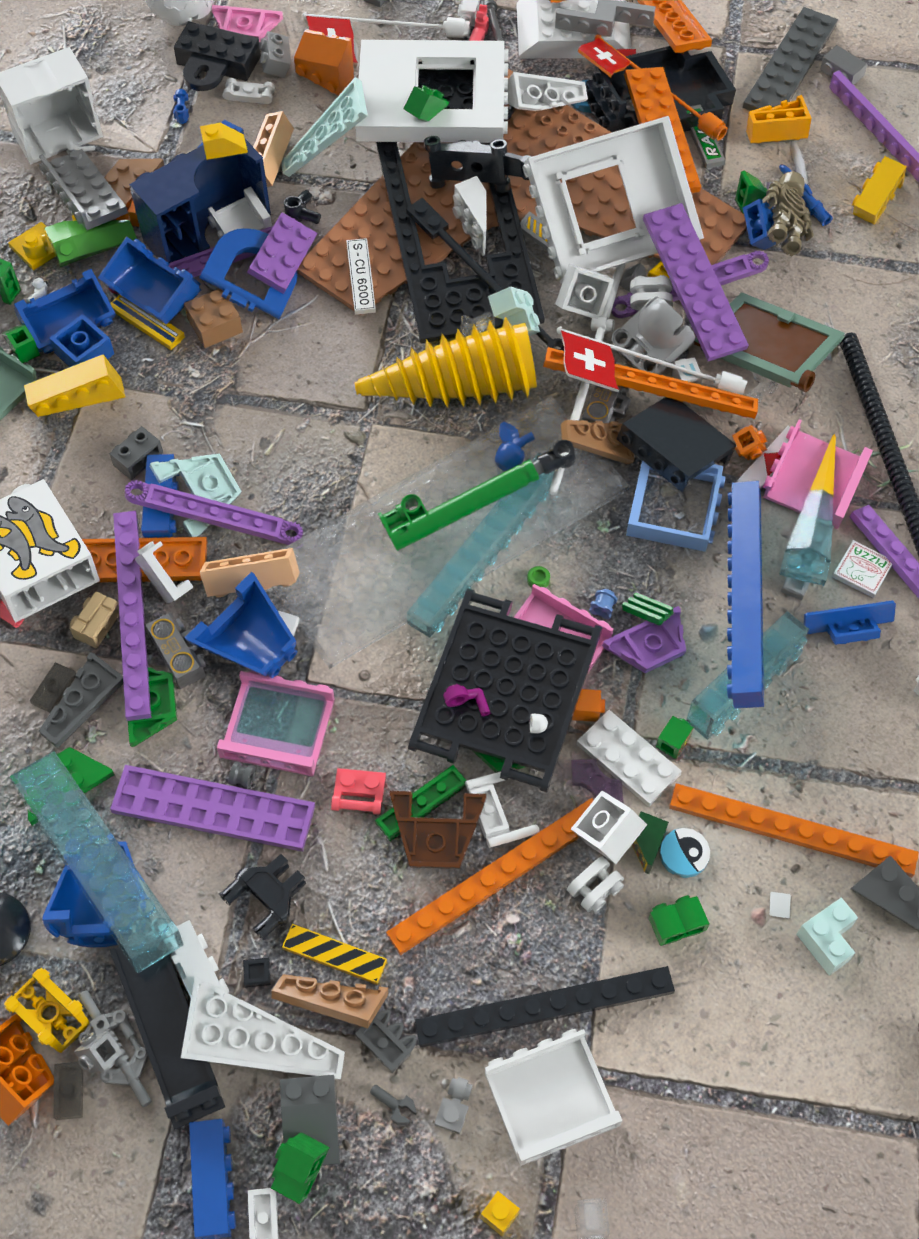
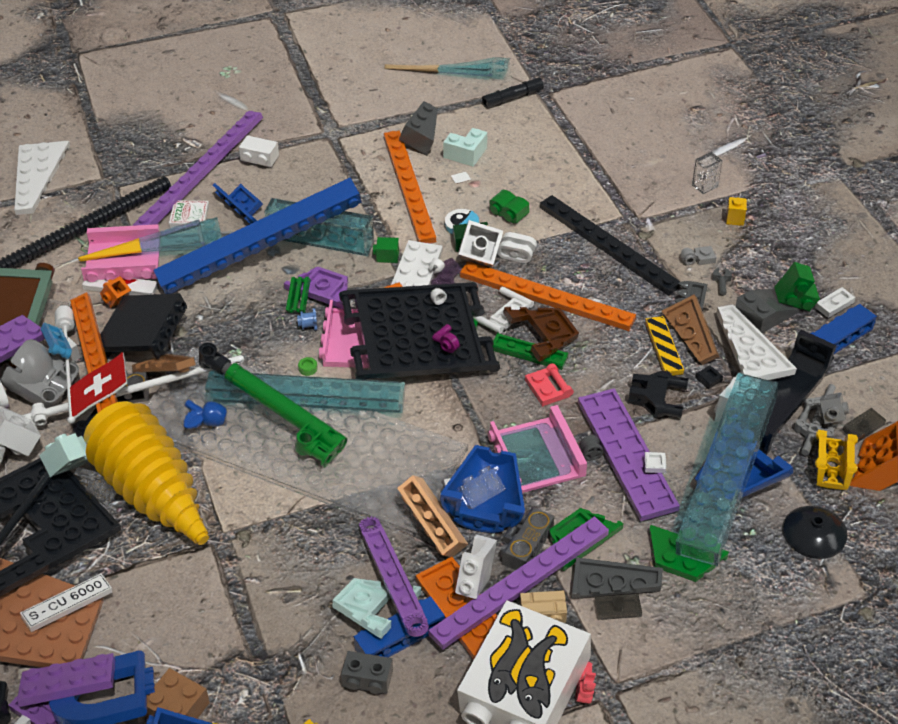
camera: 120 degrees left, 15 degrees down
(174, 818) = (655, 462): none -> white tile
(249, 626) = (482, 487): none -> clear bracket
(551, 1096) = (658, 218): white panel -> none
(610, 770) = (437, 265): none -> white hinge
(674, 536) = (210, 333): light blue window -> none
(686, 355) = (56, 340): none -> dark azure plate

